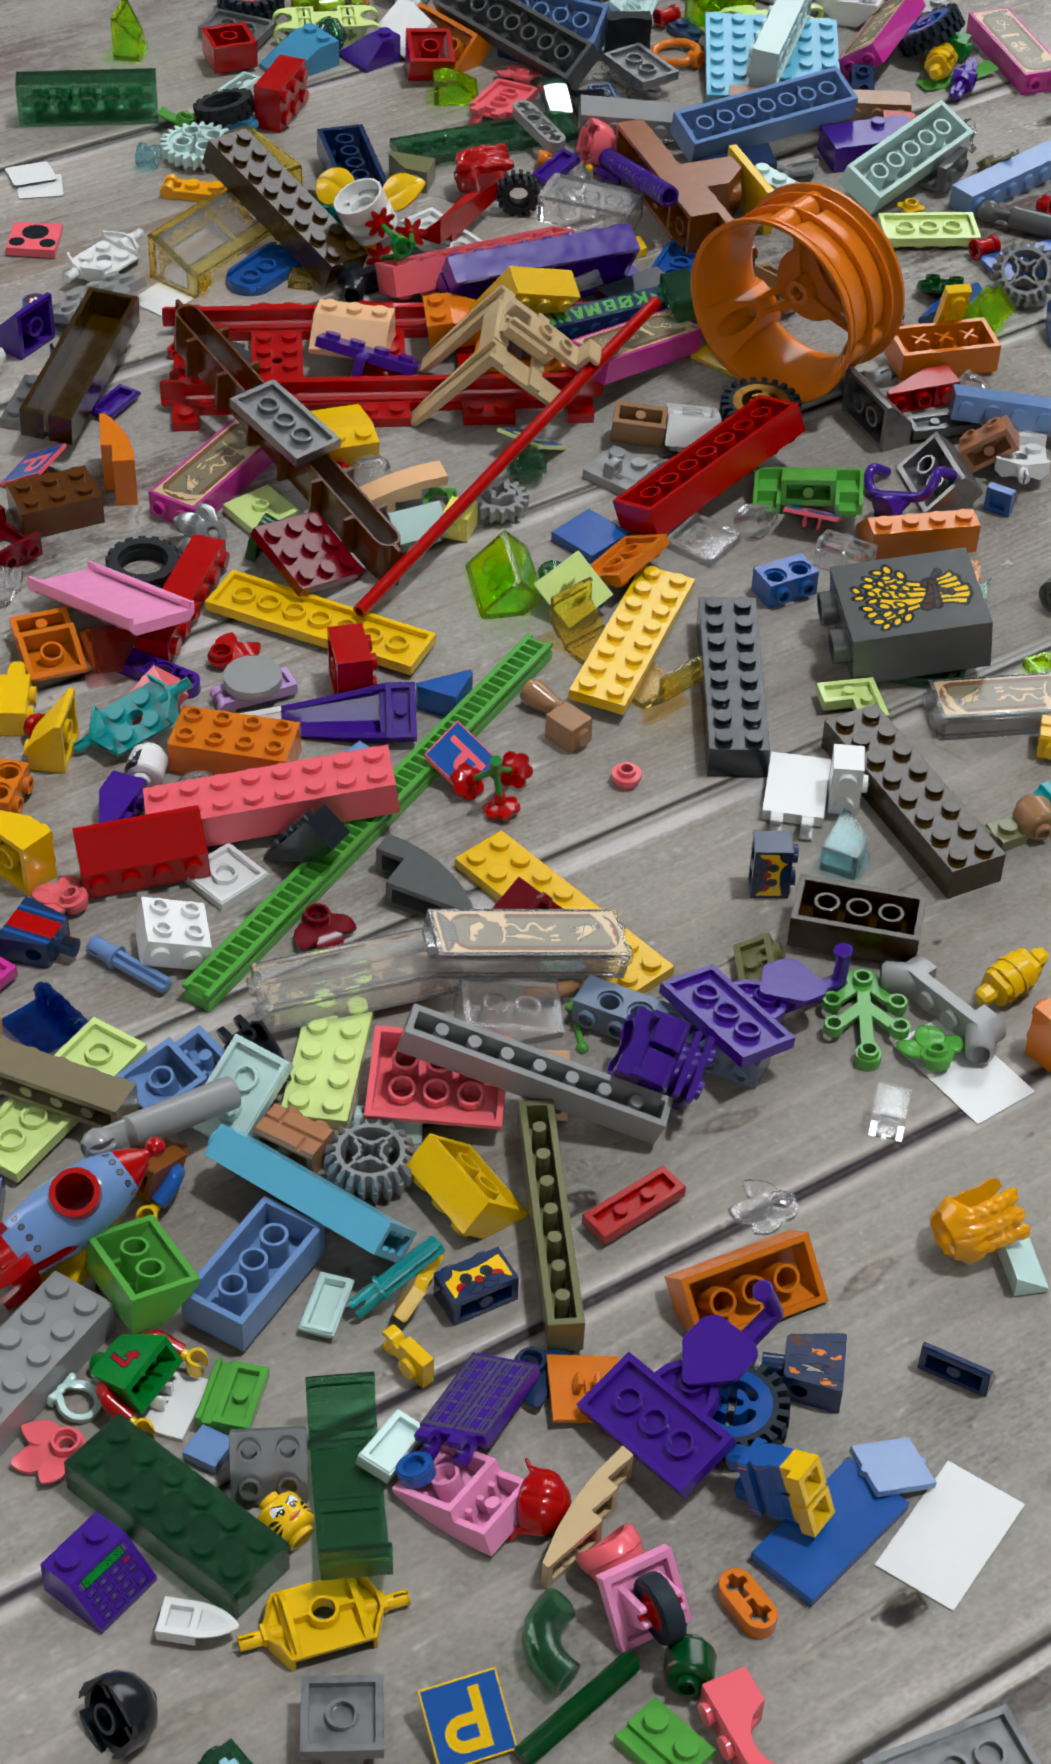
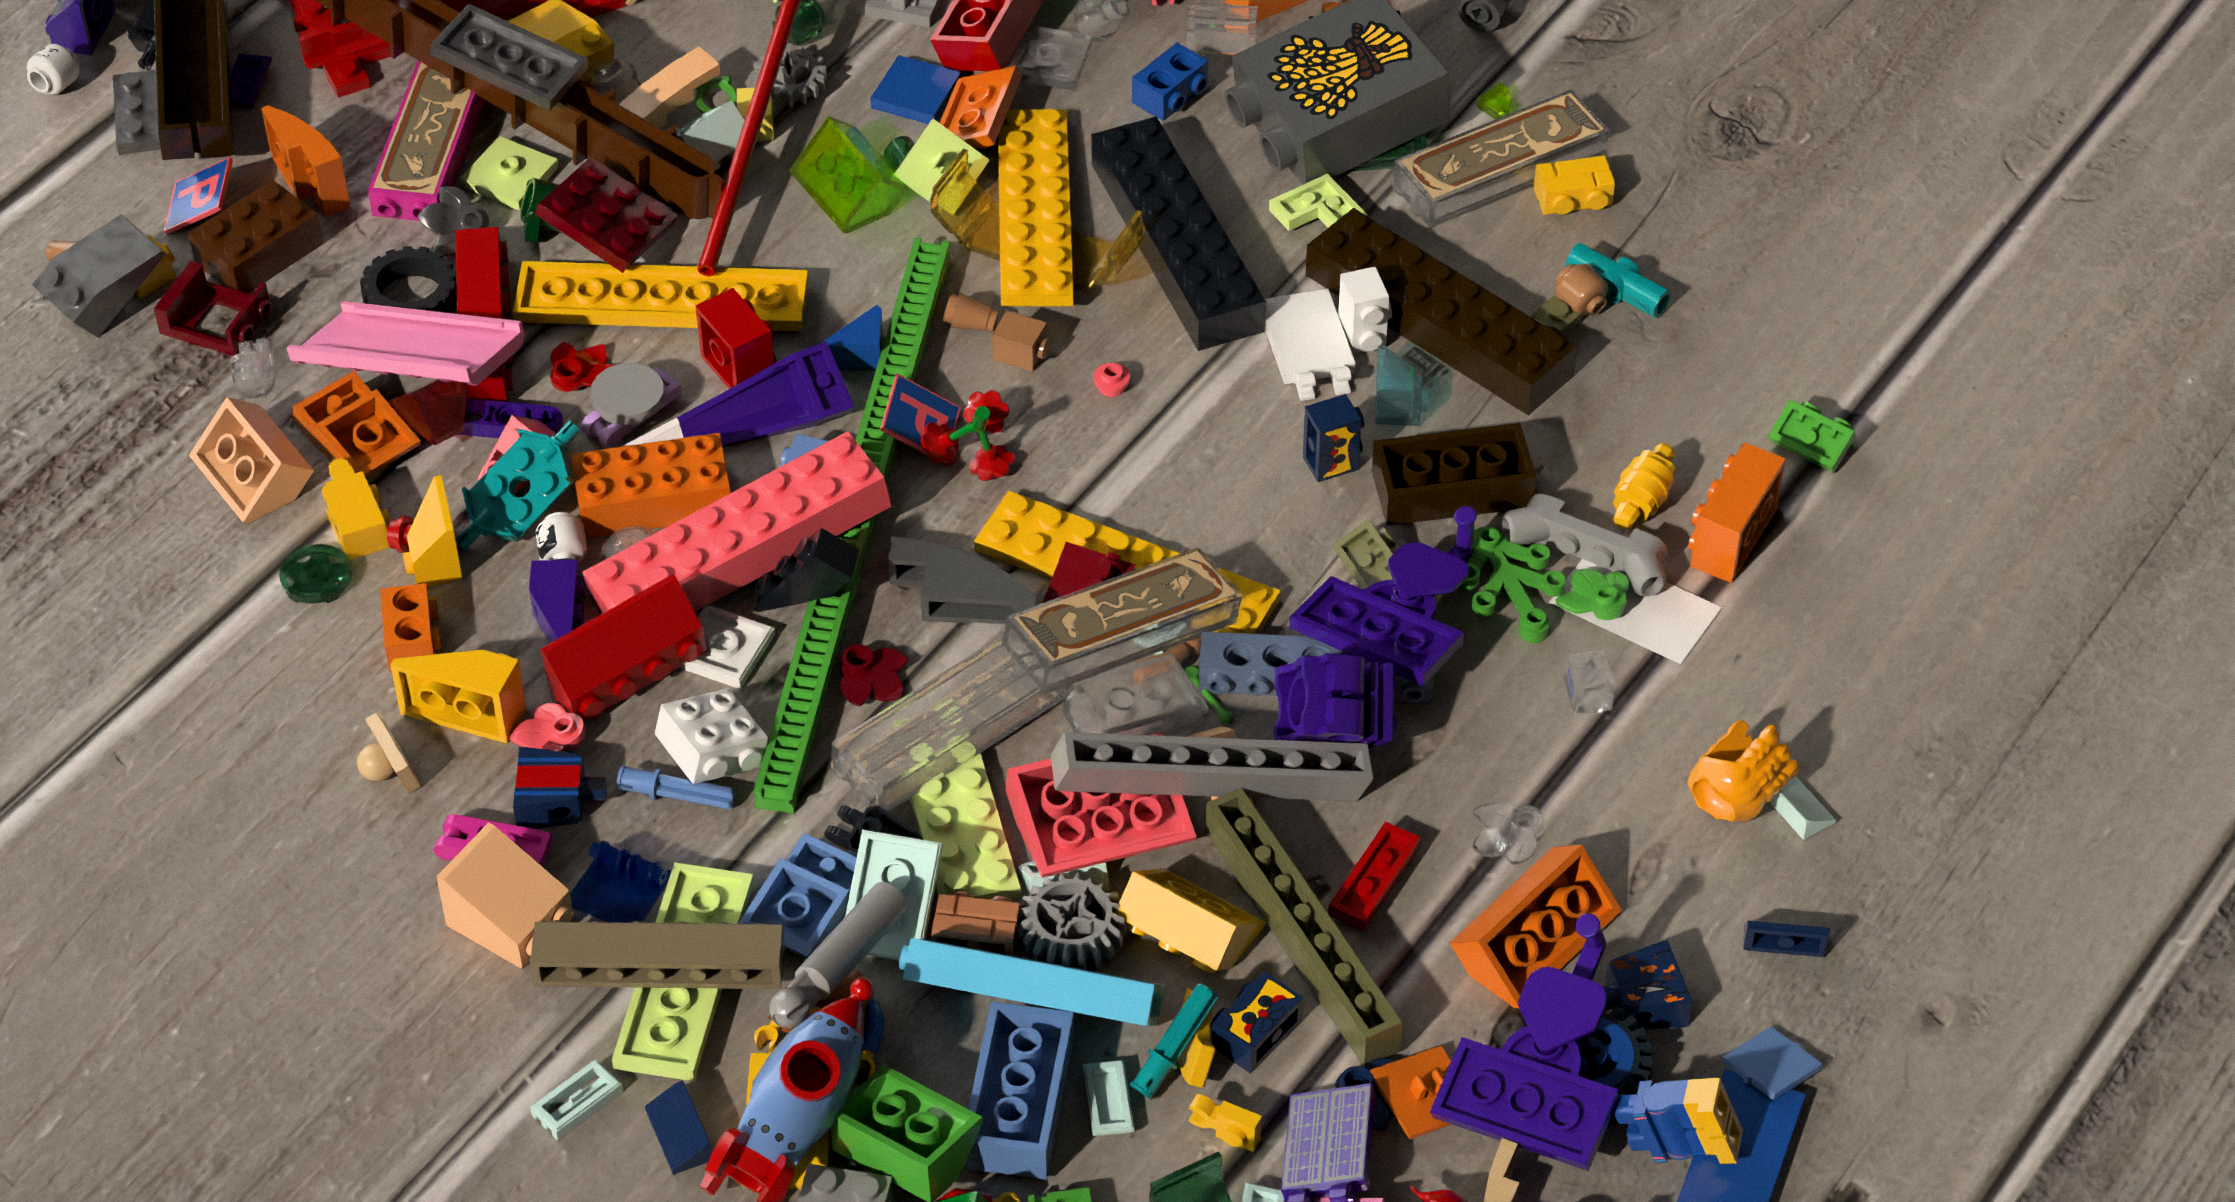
camera: 20 degrees left, 5 degrees up
(950, 1535) = (1857, 1112): white sticker -> none

